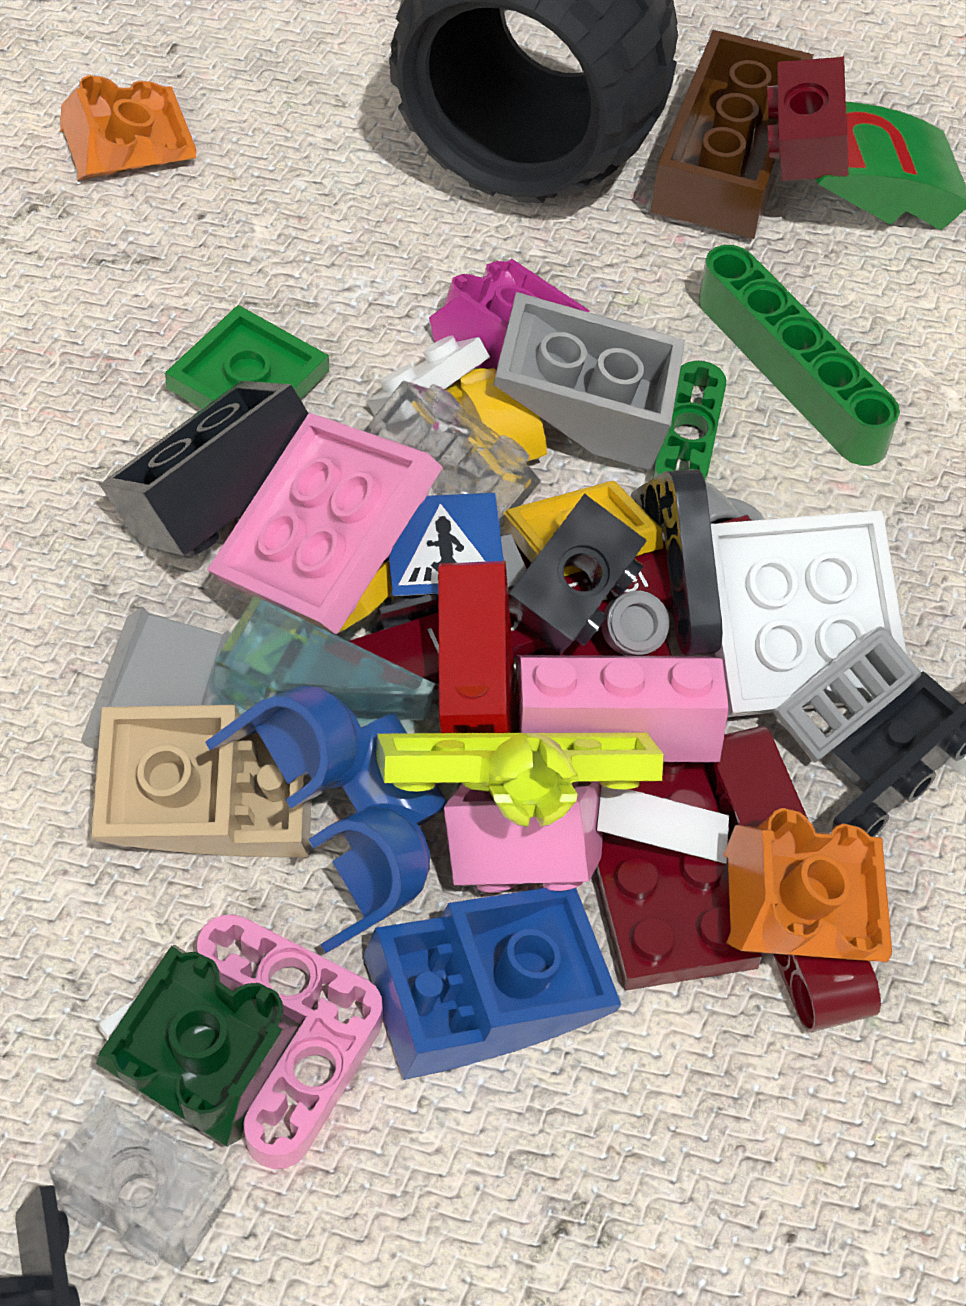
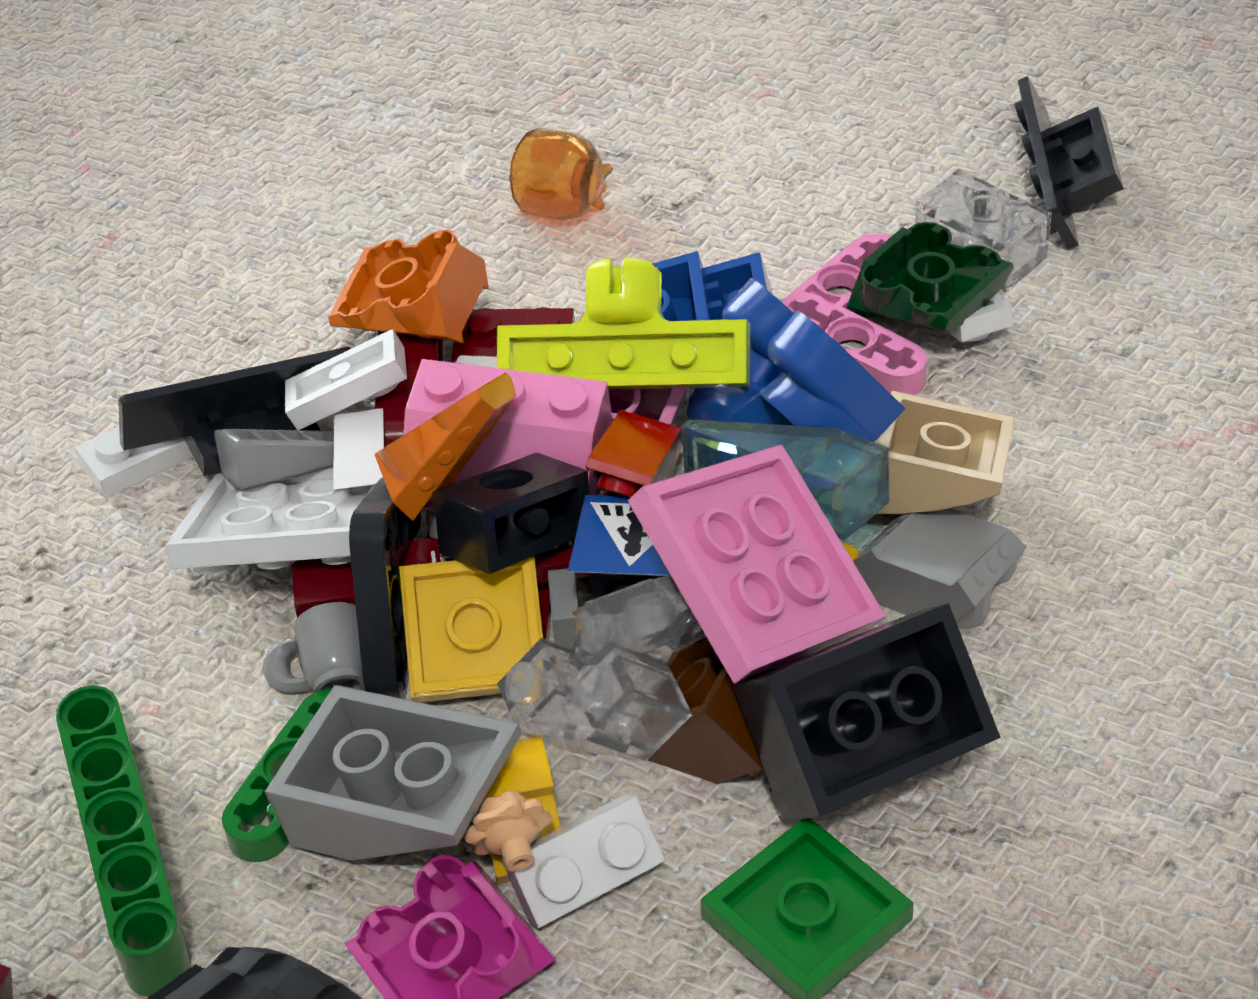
camera: 160 degrees left, 10 degrees down
(480, 341) = (507, 828): none -> light nougat plant
(658, 589) = (442, 446): none -> orange slope
(716, 1184) = (557, 174): none -> clear orange helmet
(769, 688) = (355, 443): none -> white sticker
(819, 759) = (345, 379): none -> white plate

